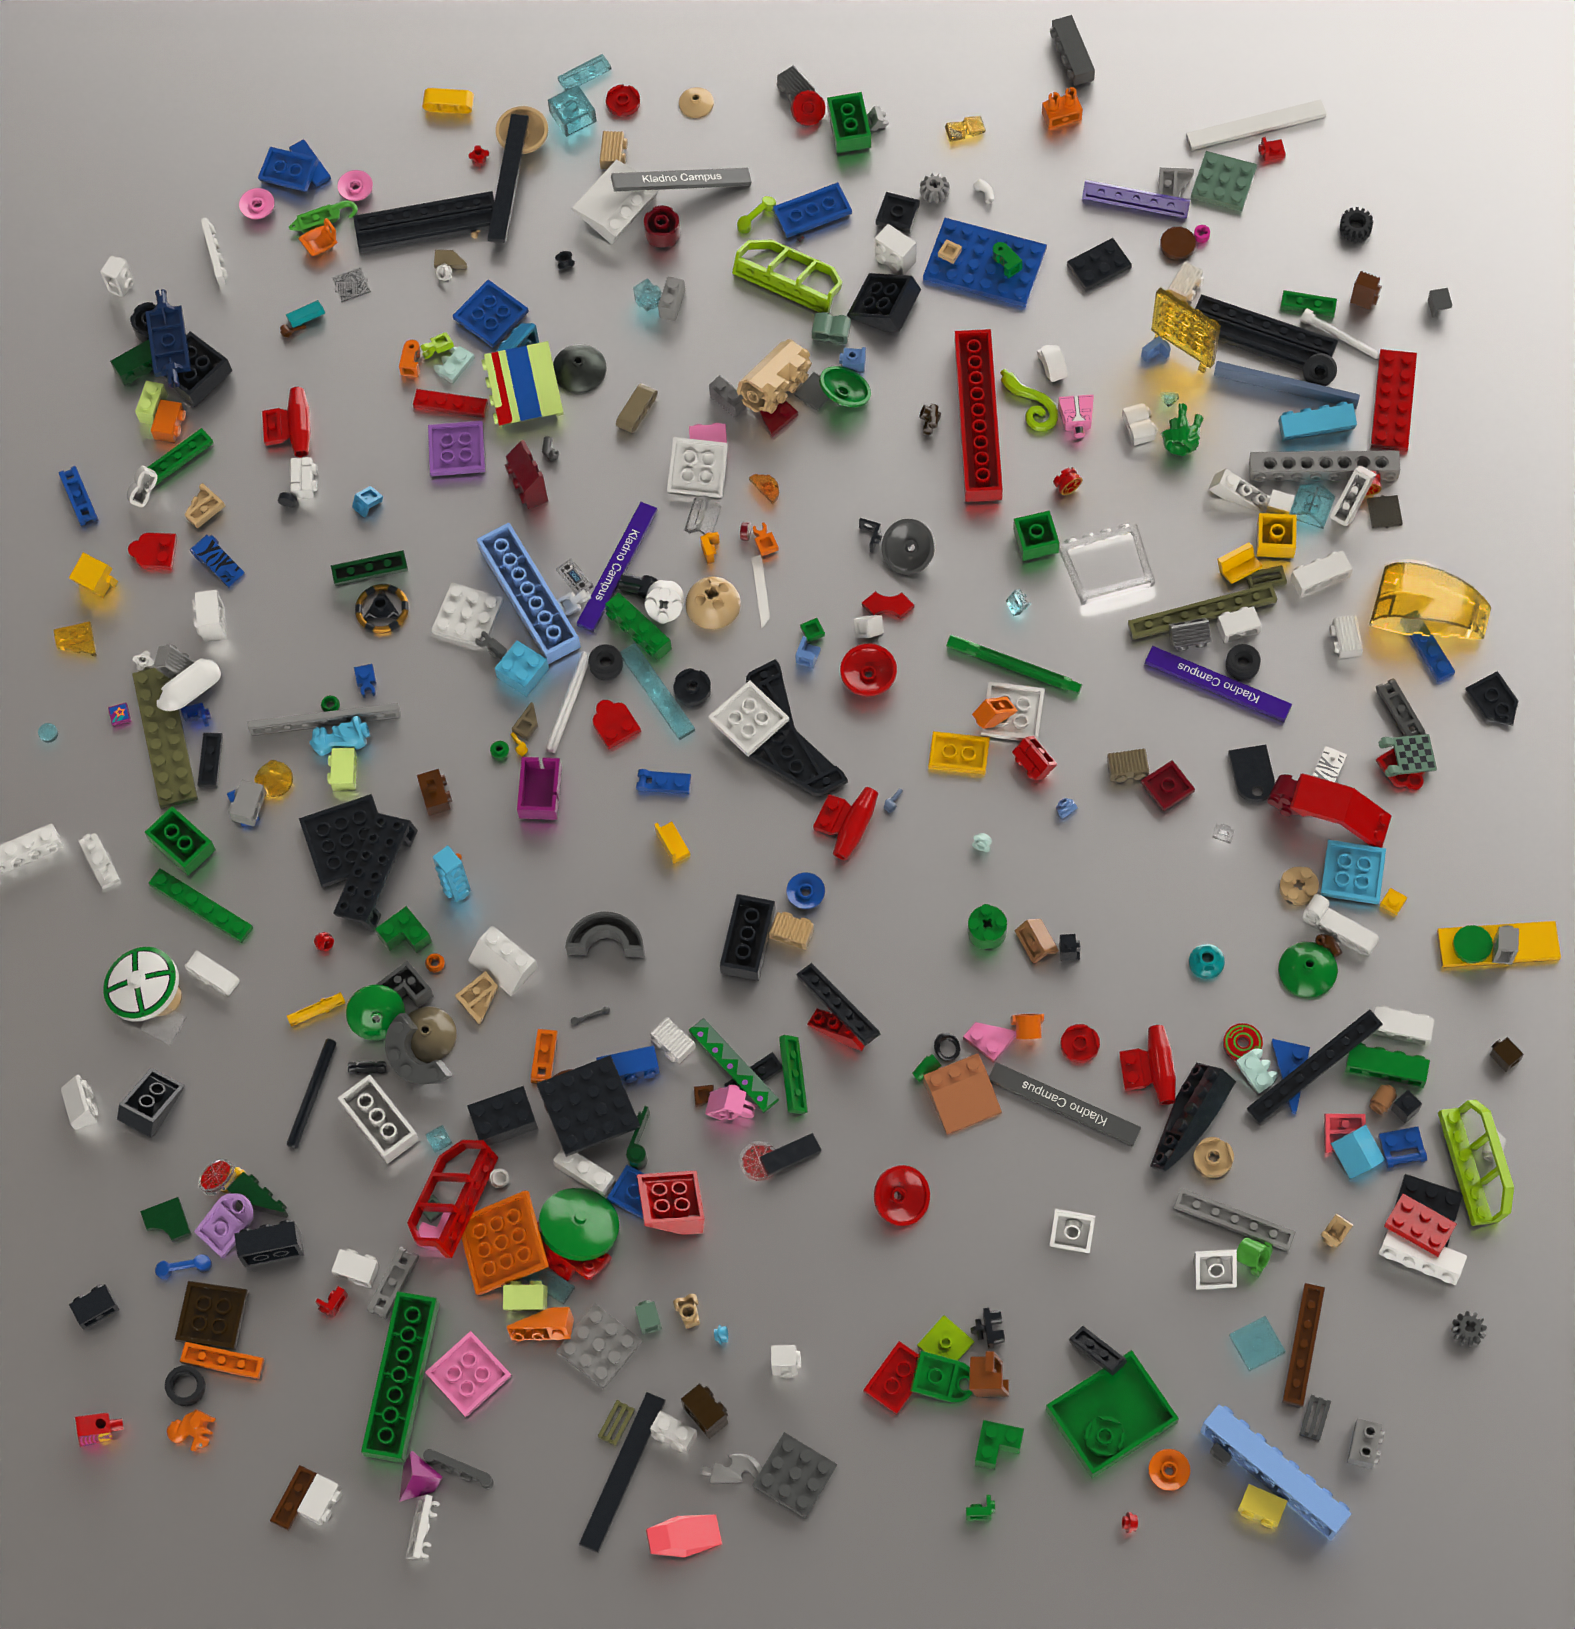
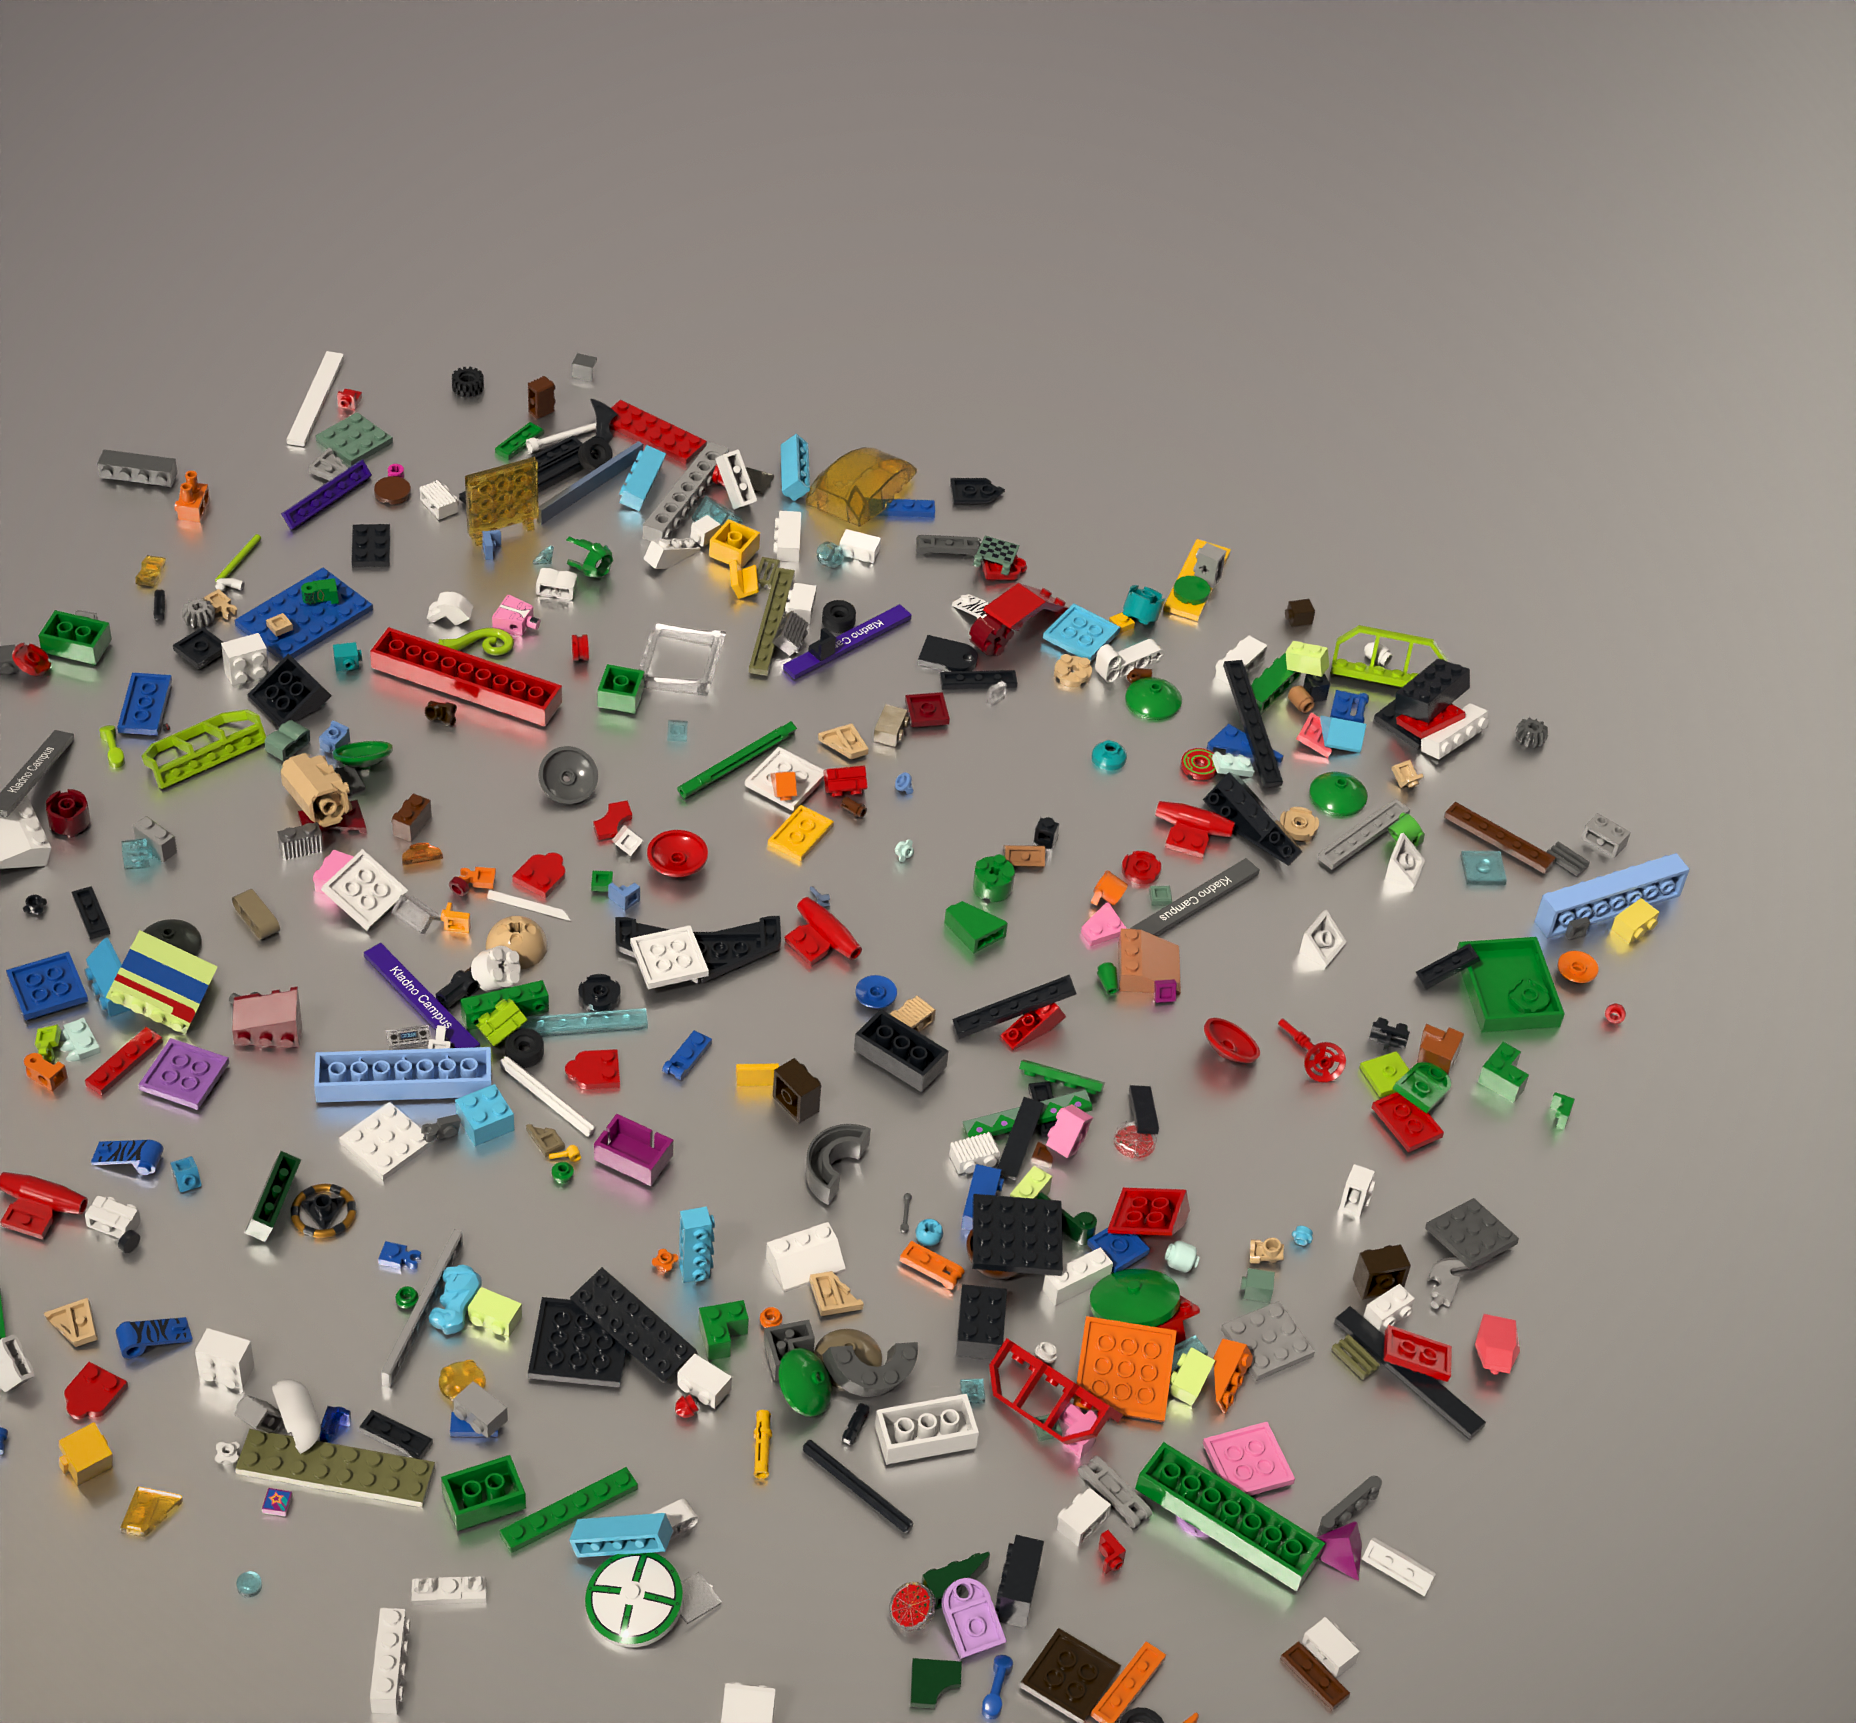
camera: 75 degrees left, 20 degrees down
(149, 1102) = (785, 1644): black slope -> none
(179, 949) = (621, 1535): none -> medium azure brick
(347, 942) = (704, 1381): none -> white brick
(363, 456) = (140, 1153): none -> blue door
(433, 791) = (575, 1243): reddish brown brick -> none
(571, 1035) = (929, 1232): none -> medium azure piece
(579, 300) = (90, 912): none -> black tile
(613, 632) = (501, 1022): none -> lime brick
(636, 1470) = (1417, 1353): none -> red plate
(647, 1245) = (1182, 1256): none -> light aqua head
(657, 1099) = (1032, 1184): none -> yellowish green brick
(659, 878) = (796, 1090): none -> dark brown brick
(703, 1068) = (1020, 1138): none -> black tile
(798, 459) = (411, 817): none -> reddish brown brick
(798, 583) = (541, 873): none -> red plate
(876, 529) = (531, 794): black bracket -> none
(923, 935) = (974, 926): none -> green slope
(925, 1280) = (1320, 1056): none -> red dish
(930, 156) = (159, 604): none -> black axle
(935, 1119) = (1165, 990): none -> magenta tile
(950, 318) = (346, 656): none -> teal brick
(951, 1038) = (1087, 950): black piece -> none
(956, 196) = (221, 603): none -> tan plate
(1011, 779) = (855, 808): none -> reddish brown pin
(1020, 180) = (239, 557): none -> lime bar
(1054, 1072) = (1160, 895): none -> sand green tile
(1087, 738) = (845, 741): none -> tan wing
(1187, 666) = (824, 647): none -> black panel
(1237, 811) = (977, 679): none -> black tile
(1278, 1191) = (1338, 794): none -> green dish
(1318, 618) = (830, 554): none -> clear light blue head
(1381, 351) = (604, 416): none -> black piece
(1415, 535) = (795, 467): none -> medium azure brick
(1417, 909) = (1143, 604): none -> teal brick
(1419, 1081) = (1307, 658): none -> yellowish green brick
(1446, 1212) = (1432, 690): none -> black brick

